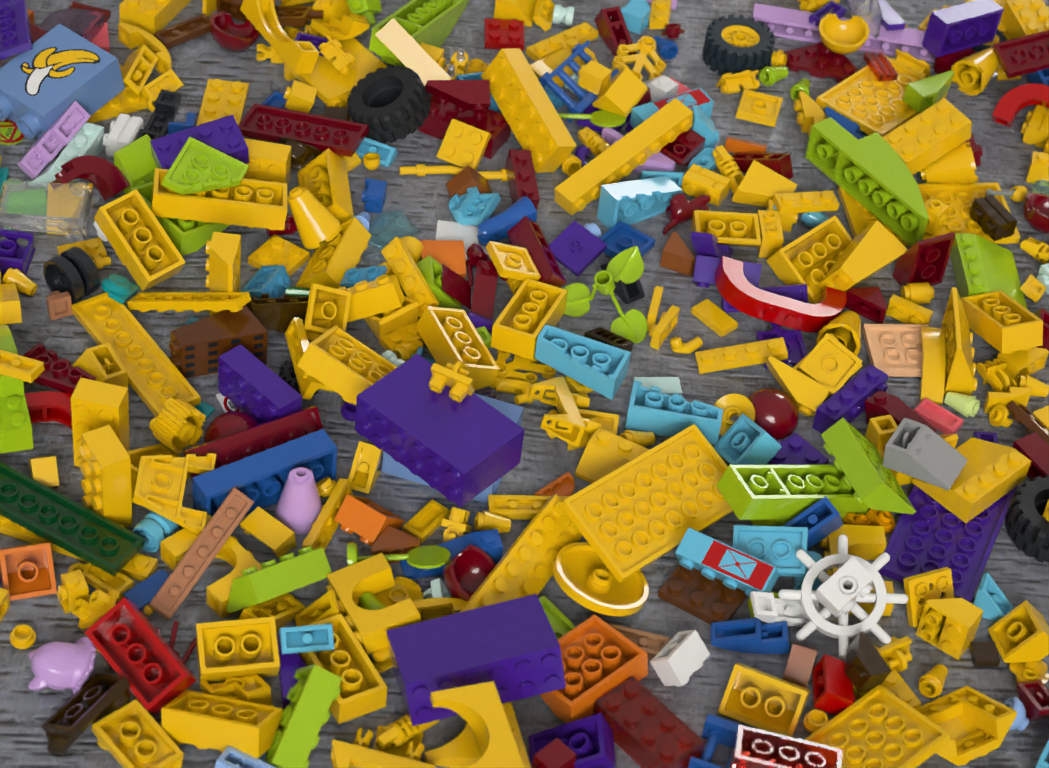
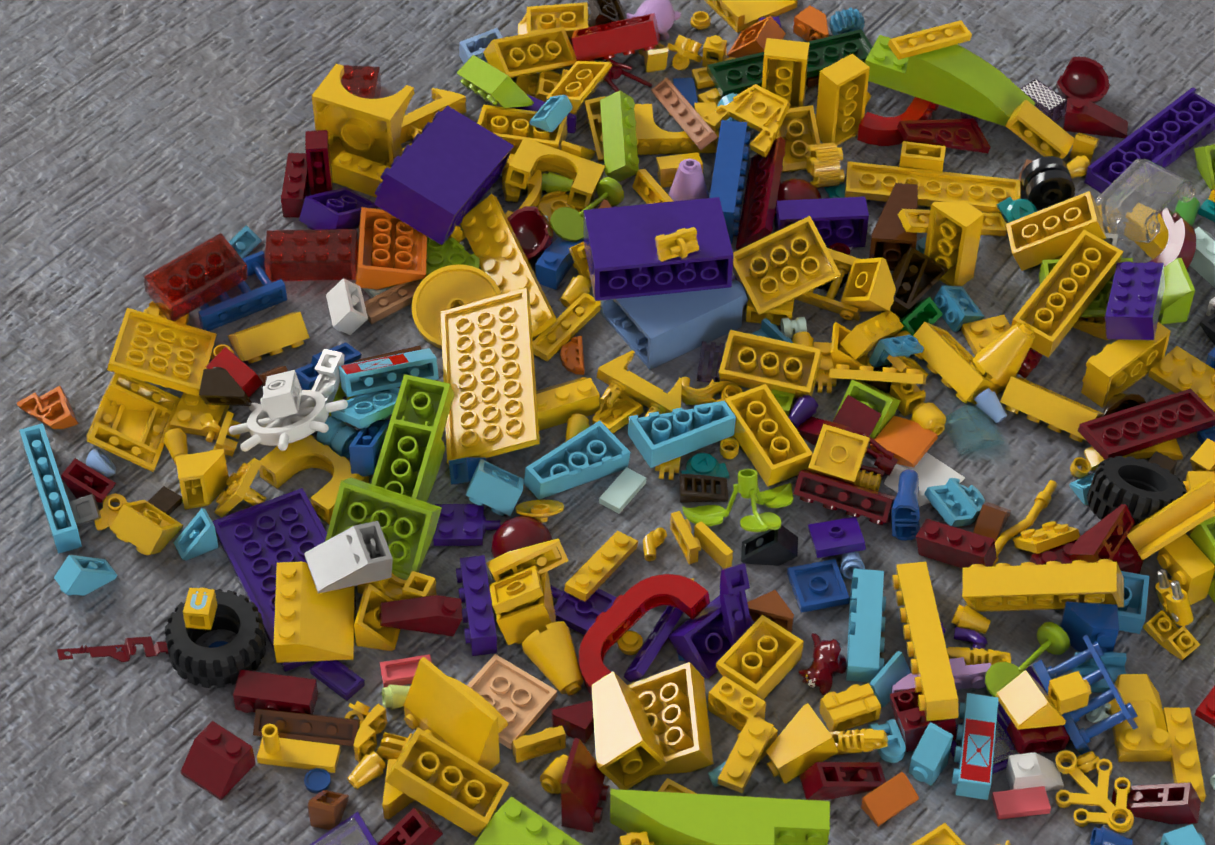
camera: 135 degrees right, 5 degrees up
(203, 169) = (1092, 270): lime plate -> none
(374, 195) = (1023, 439): blue brick -> none

